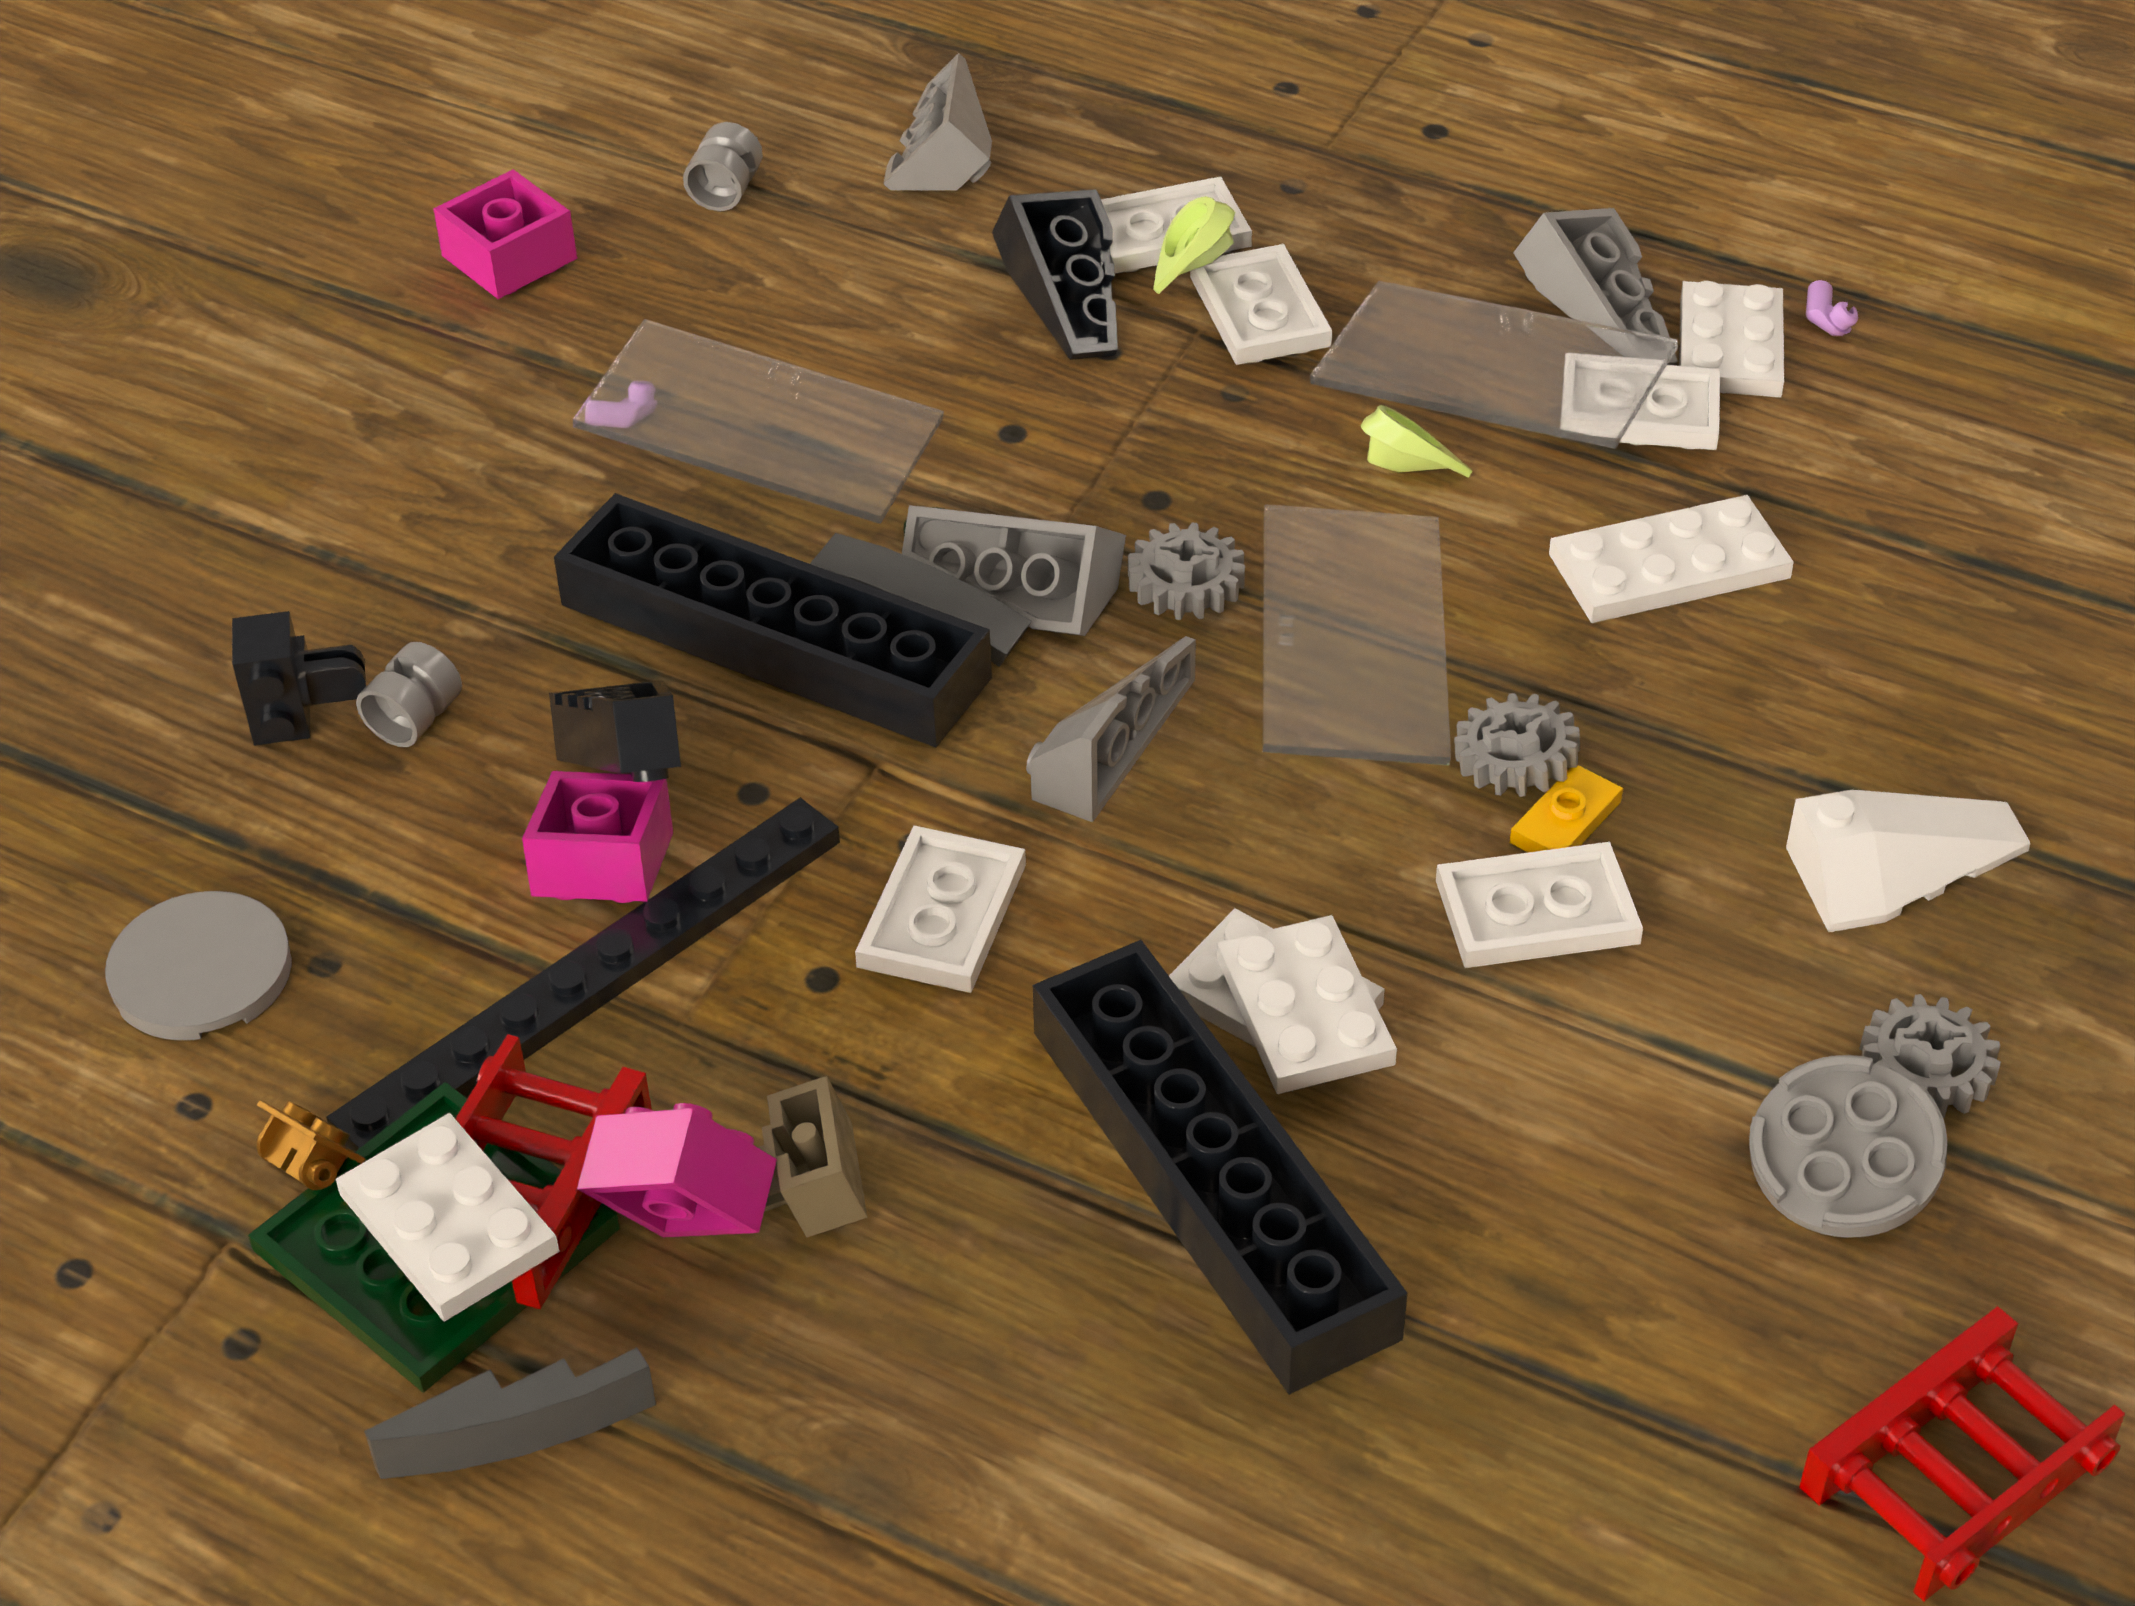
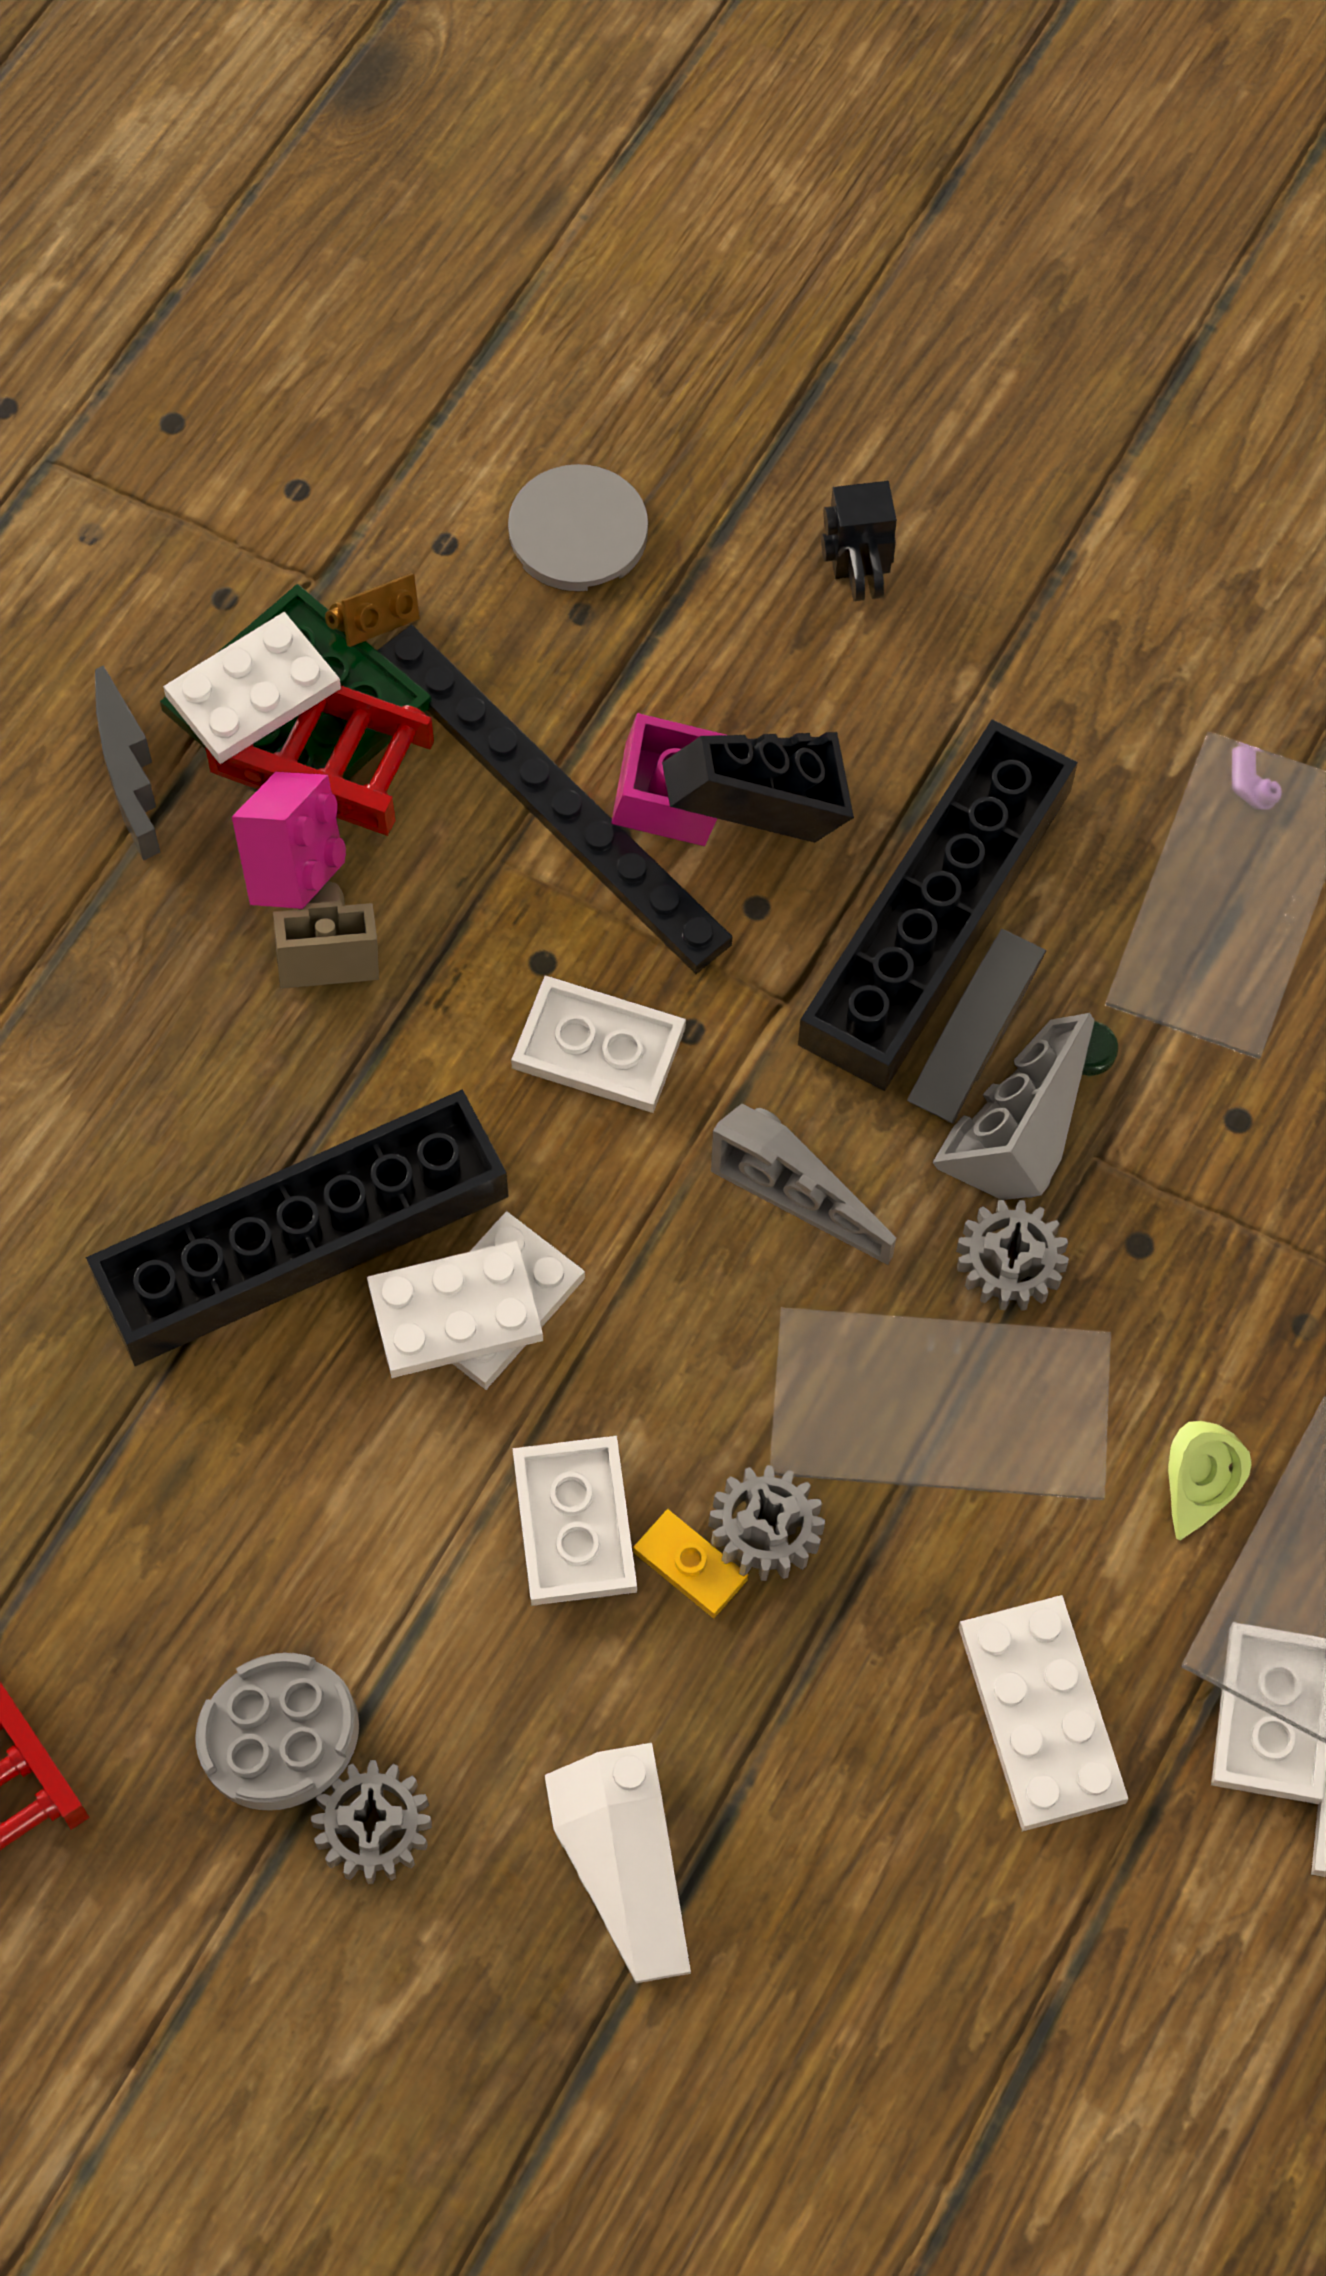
camera: 90 degrees right, 20 degrees up
(409, 694) = (855, 635): light grey wheel -> none

